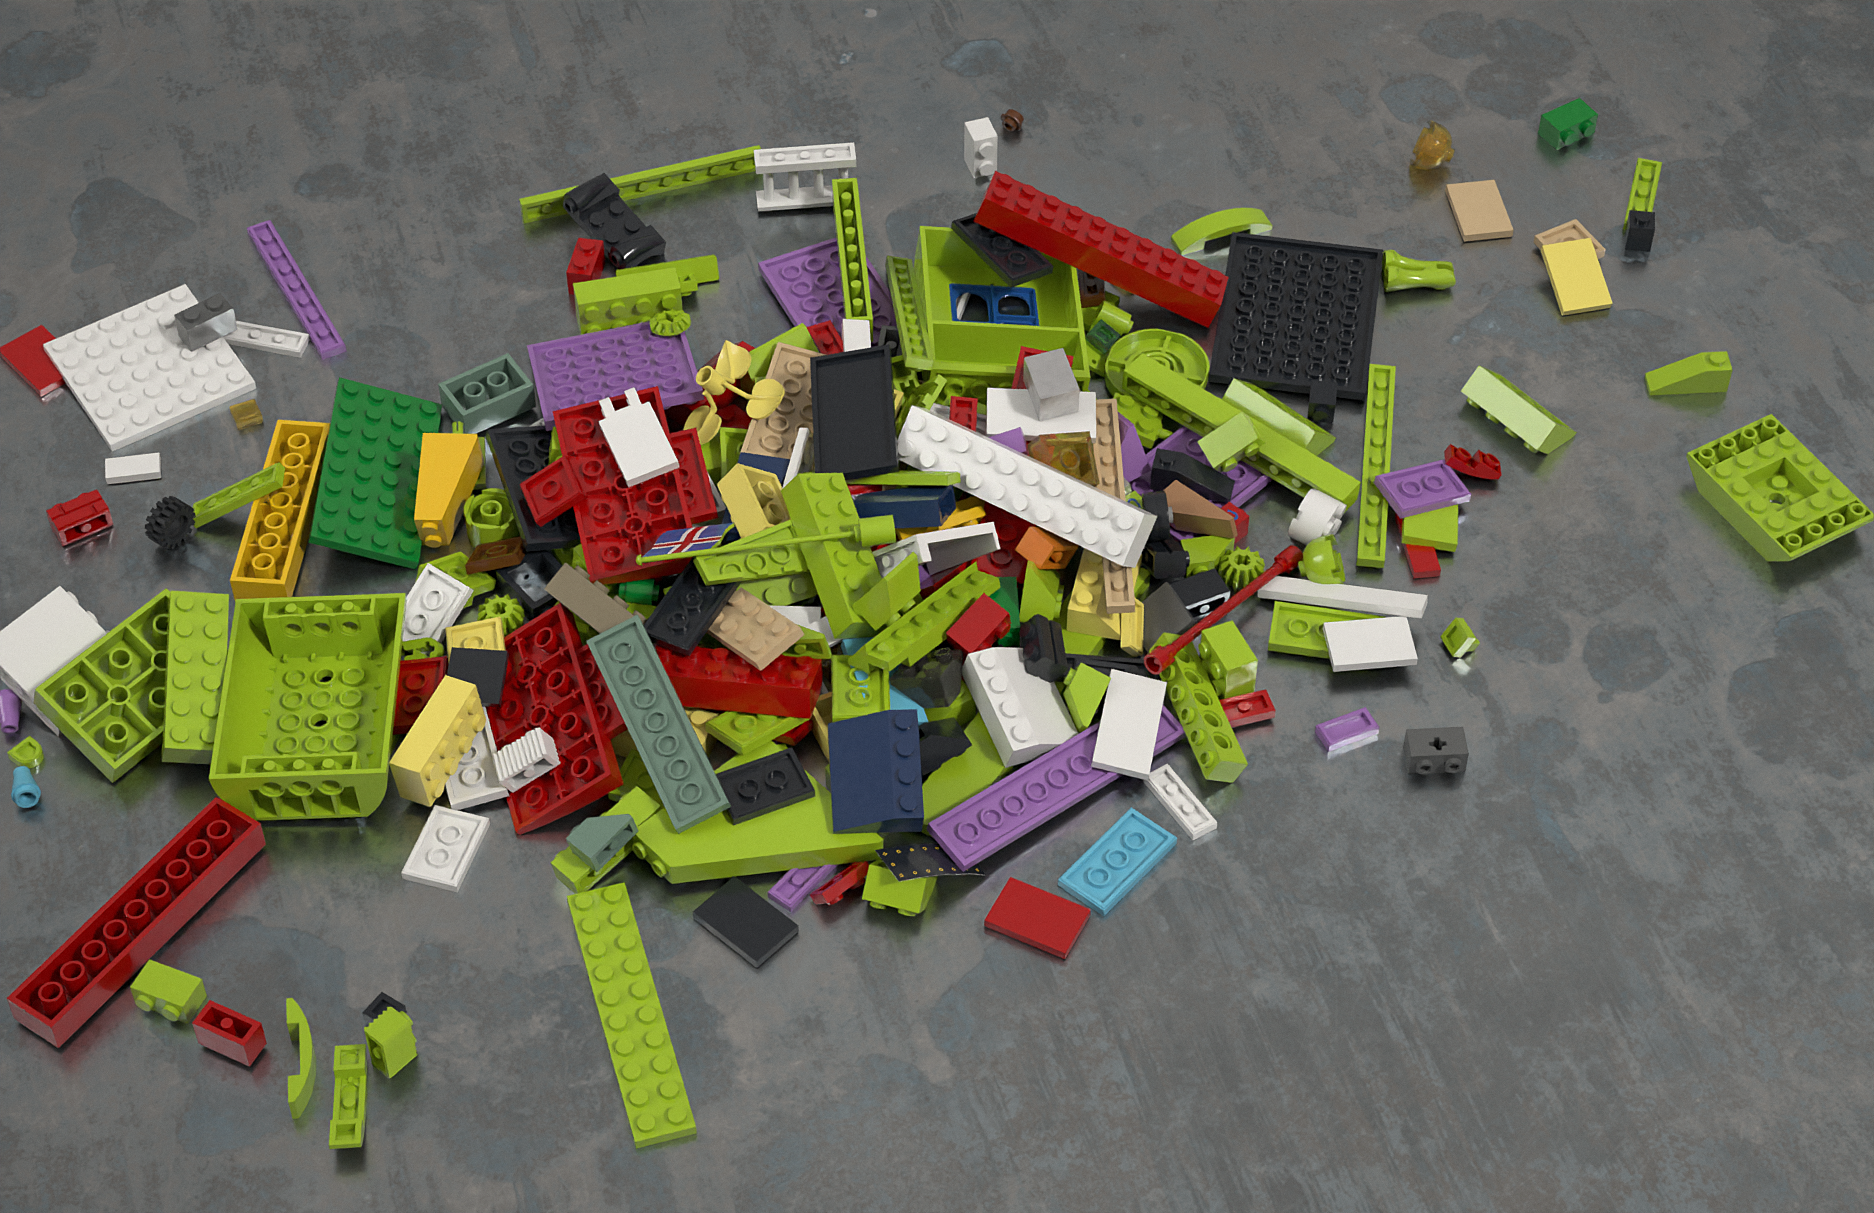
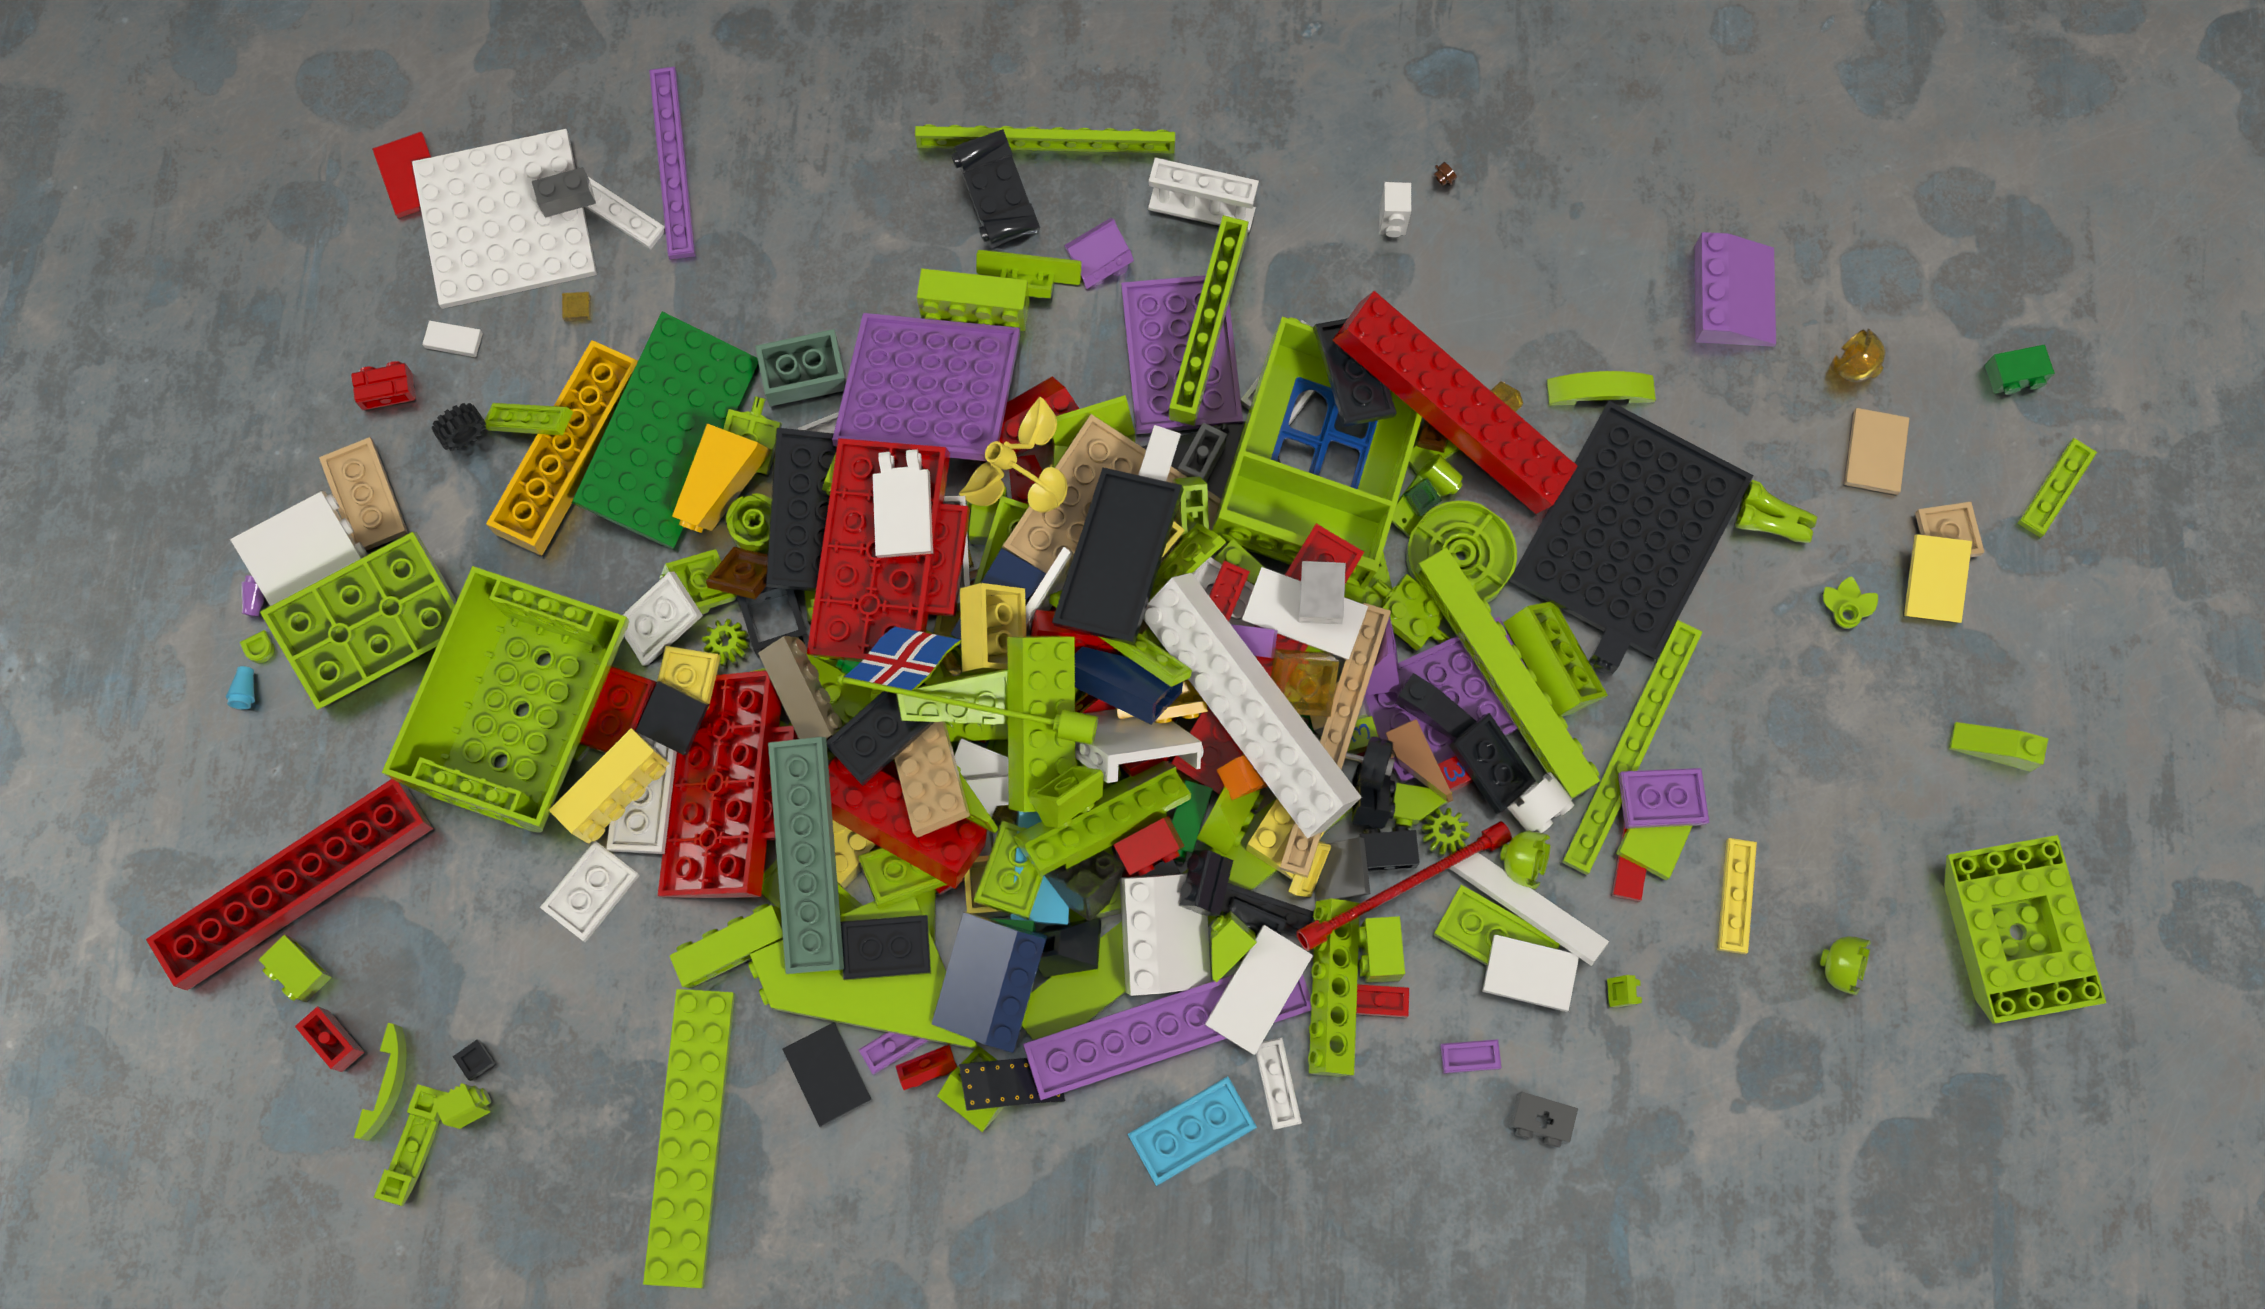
camera: 20 degrees right, 25 degrees up
(91, 592) = (364, 493): none -> tan plate
(194, 674) = (411, 633): lime brick -> none
(421, 645) = (634, 665): lime beam -> none
(525, 759) = (684, 832): white brick -> none
(552, 491) = (808, 533): red tile -> none
(586, 262) = (952, 232): red brick -> none
(601, 838) = (712, 958): sand green slope -> none
(670, 323) = (1014, 341): lime gear -> none
(733, 247) = (1101, 253): none -> medium lavender slope
(826, 338) = (1147, 413): red plate -> none
(909, 314) = (1232, 421): lime plate -> none
(1037, 917) = (1093, 1168): red tile -> none
(1231, 442) = (1489, 693): lime brick -> none
(1258, 502) = (1492, 763): none -> black tile
(1300, 135) = (1734, 291): none -> medium lavender slope
(1478, 465) = (1730, 783): red slope -> none
(1509, 318) = (1849, 599): none -> lime plate
(1516, 411) = (1802, 730): lime slope -> none
(1523, 546) = (1737, 896): none -> light yellow tile
(1639, 230) = (2031, 539): black brick -> none
(1642, 558) = (1846, 963): none -> lime cylinder

